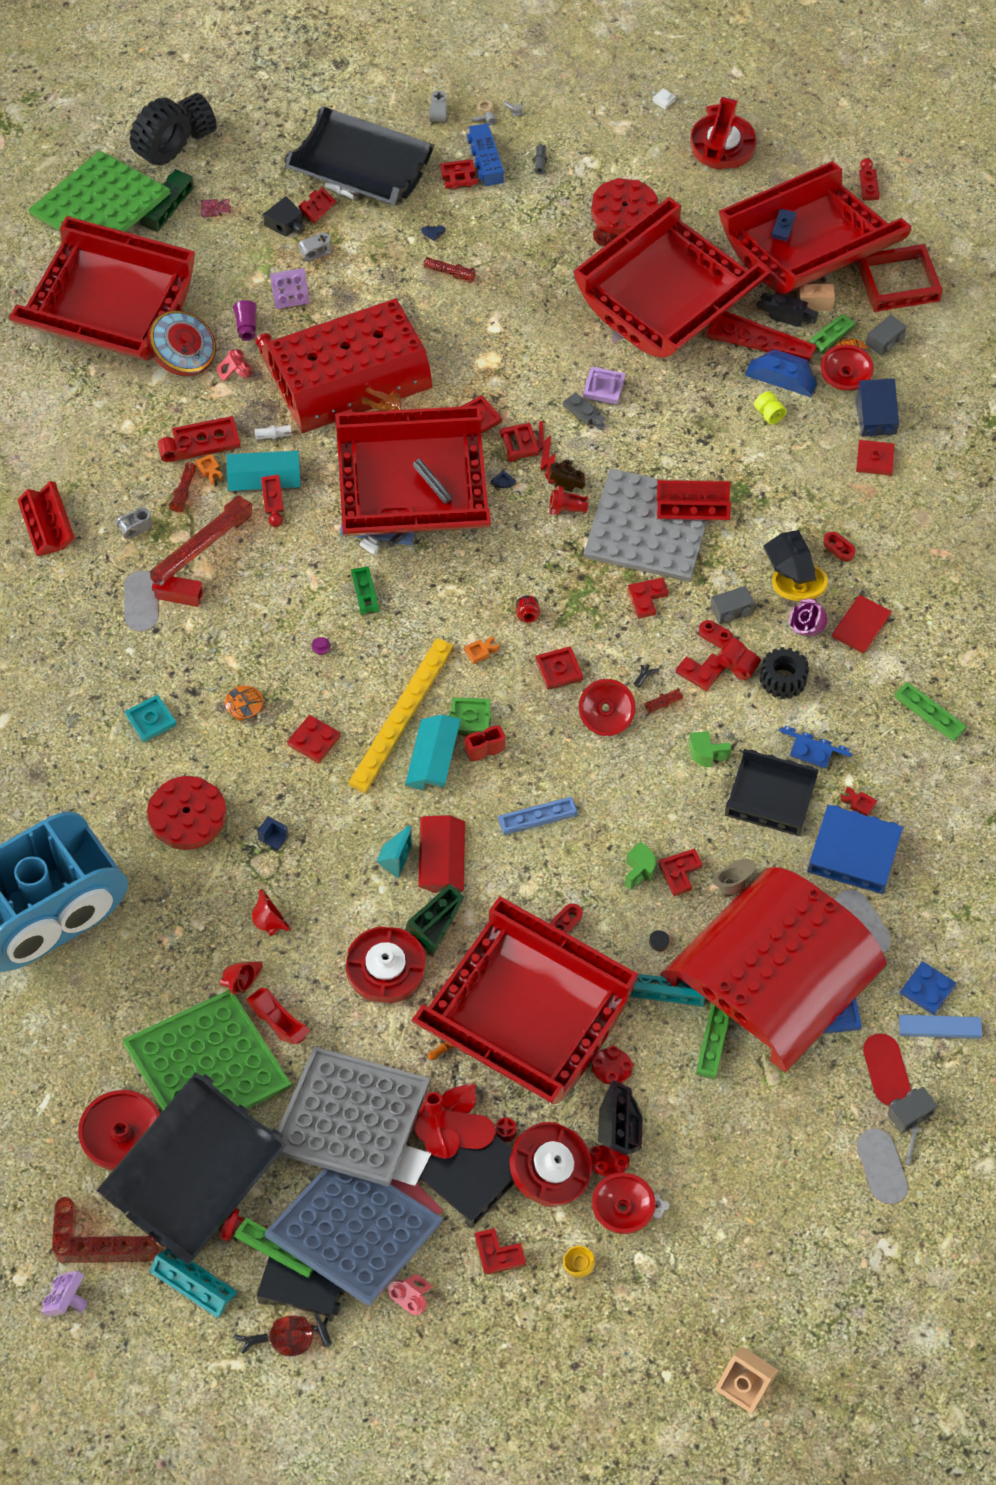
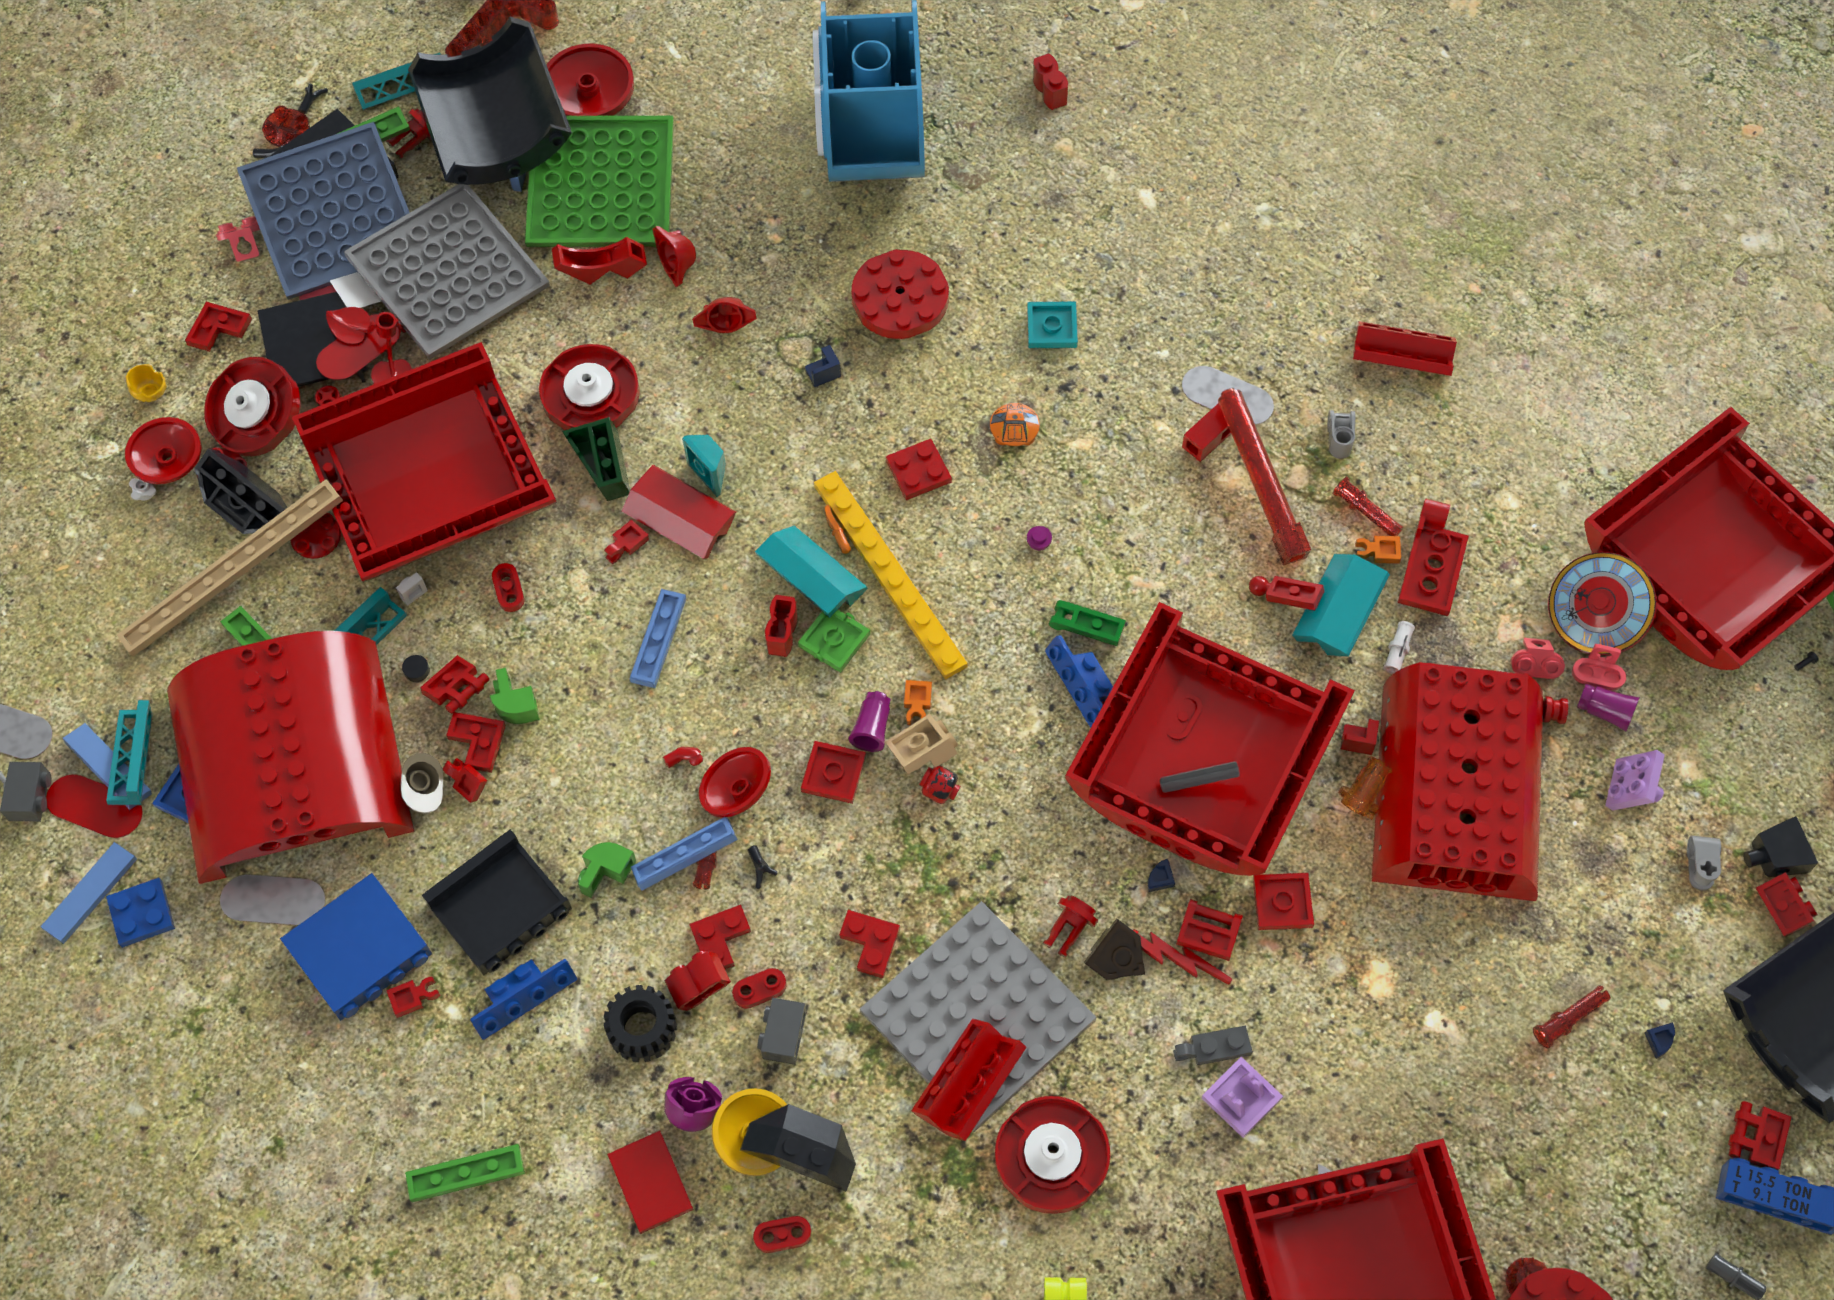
camera: 125 degrees right, 5 degrees up
(224, 334) = (1599, 670): none -> coral bracket
(391, 758) = (837, 531): none -> orange piece
(406, 572) = (1081, 676): none -> blue bracket
(482, 871) = (628, 539): none -> red plate
(512, 624) = (923, 743): none -> tan plate
(513, 663) = (871, 723): none -> magenta plant
(604, 753) = (683, 753): none -> red arm
(655, 909) = (450, 679): none -> red plate
(668, 709) = (683, 853): none -> medium blue tile
(678, 1088) = (229, 568): none -> tan plate
(701, 449) = (1045, 1179): none -> red piece
(712, 857) = (467, 779): none -> red plate
(836, 1056) = (136, 756): none -> teal fence
(858, 1077) = (98, 757): none -> medium blue tile

